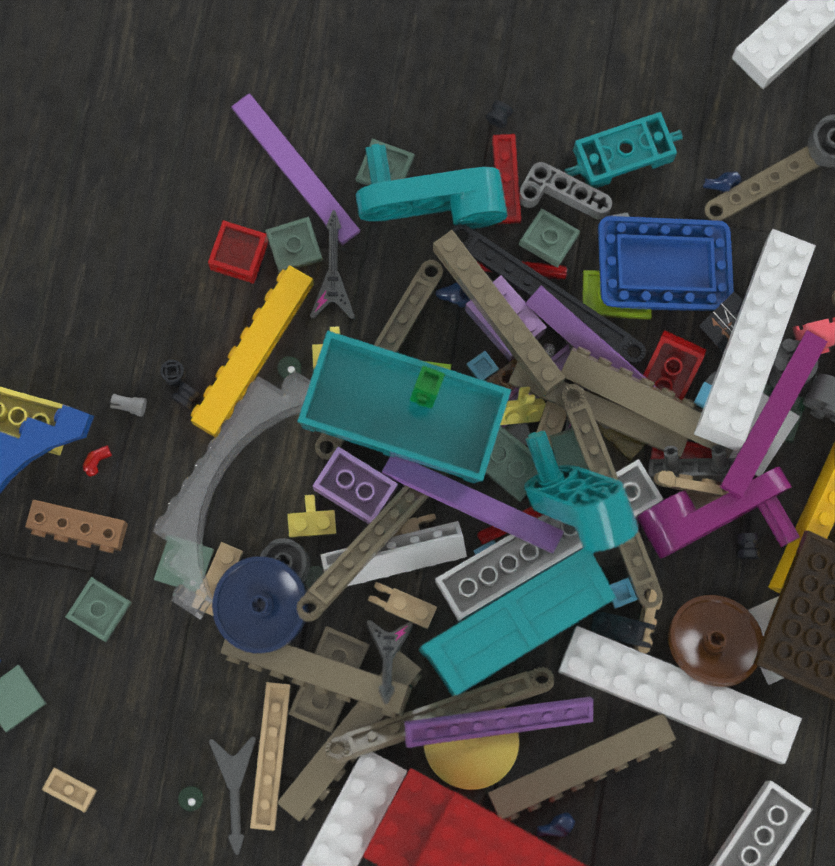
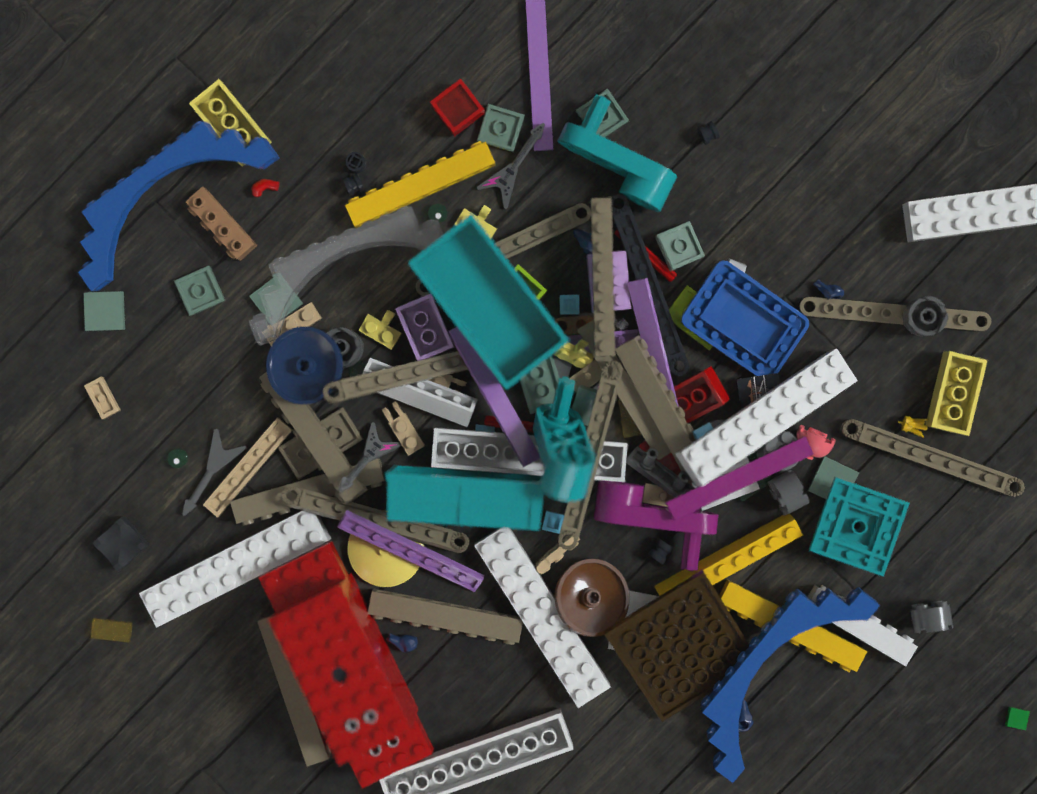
camera: 35 degrees right, 10 degrees up
(133, 405) = (314, 166): light grey pin -> none
(427, 387) = (512, 300): green bracket -> none
(506, 161) = (685, 176): red tile -> none
(566, 195) = (713, 224): light grey beam -> none
(601, 157) = (755, 217): teal brick -> none
(621, 628) = (535, 547): black hinge -> none
(686, 482) = (647, 482): tan hinge -> none

